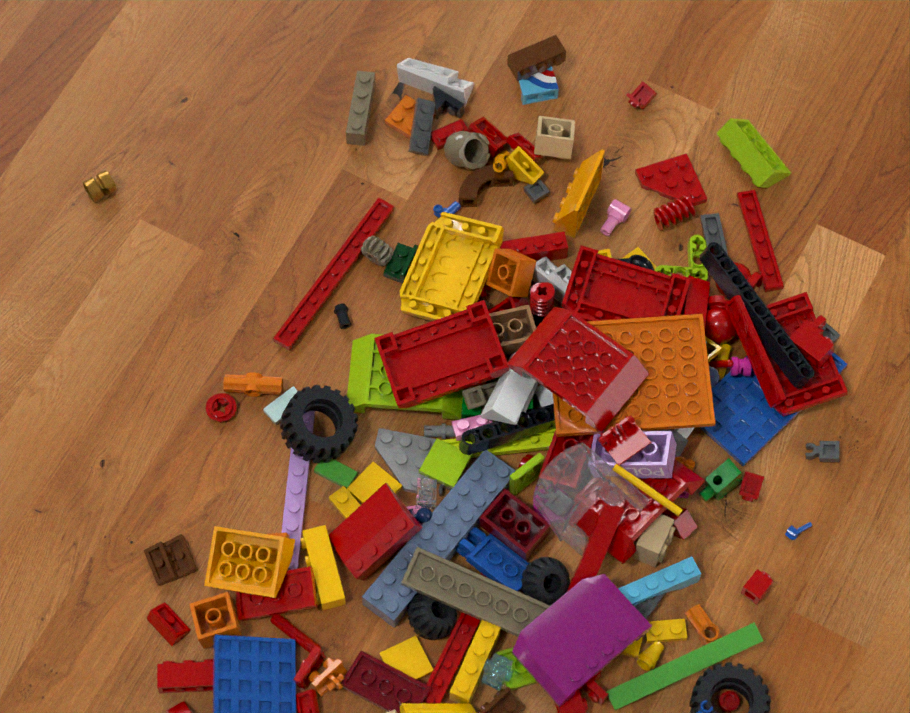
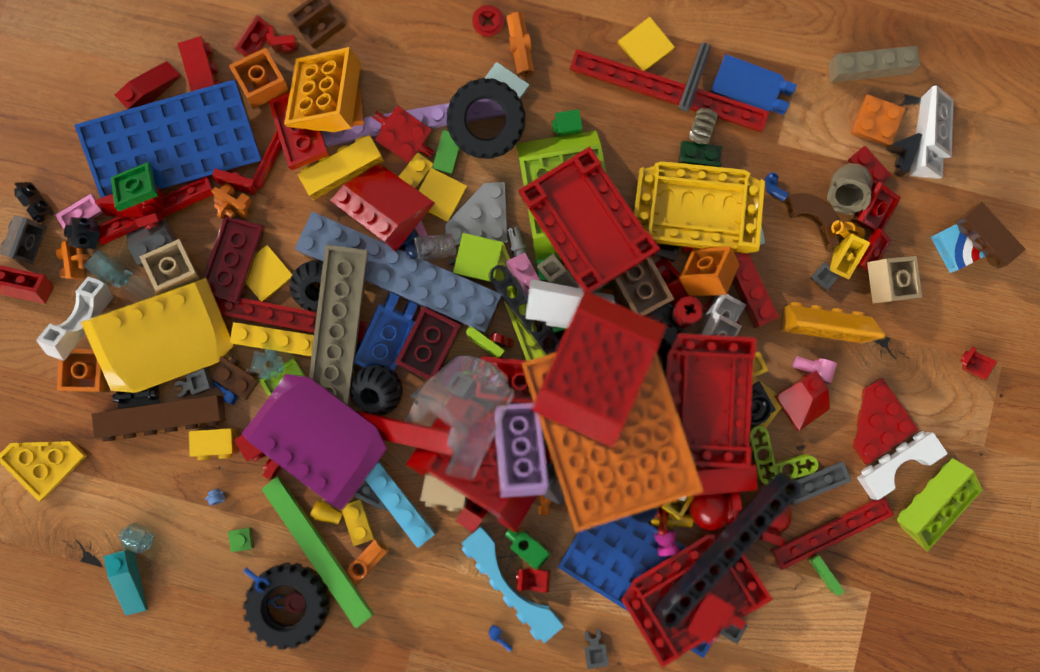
camera: 80 degrees right, 20 degrees up
(187, 591) = (283, 44): none -> red bracket
(285, 281) = (646, 44): none -> yellow tile
(308, 503) = (403, 134): none -> red plate
(330, 247) = (694, 77): none -> dark grey axle
(340, 361) = (567, 123): none -> green brick
(342, 315) = (621, 112): black pin -> none
(349, 206) = (752, 85): none -> blue tile
(421, 126) = (868, 134): dark grey plate -> none
(624, 440) = (526, 437): hinge -> none
(639, 231) = (805, 400): none -> red slope
(647, 489) = (478, 474): yellow bar -> none
(673, 210) = (839, 430): red piece -> none
(715, 522) = (539, 617): none -> medium azure arch
(721, 192) = (879, 479): none -> white arch
(755, 351) = (682, 557): red tile -> none
(757, 586) = (424, 608): red brick -> none
(794, 252) = (826, 574): none -> bright green tile

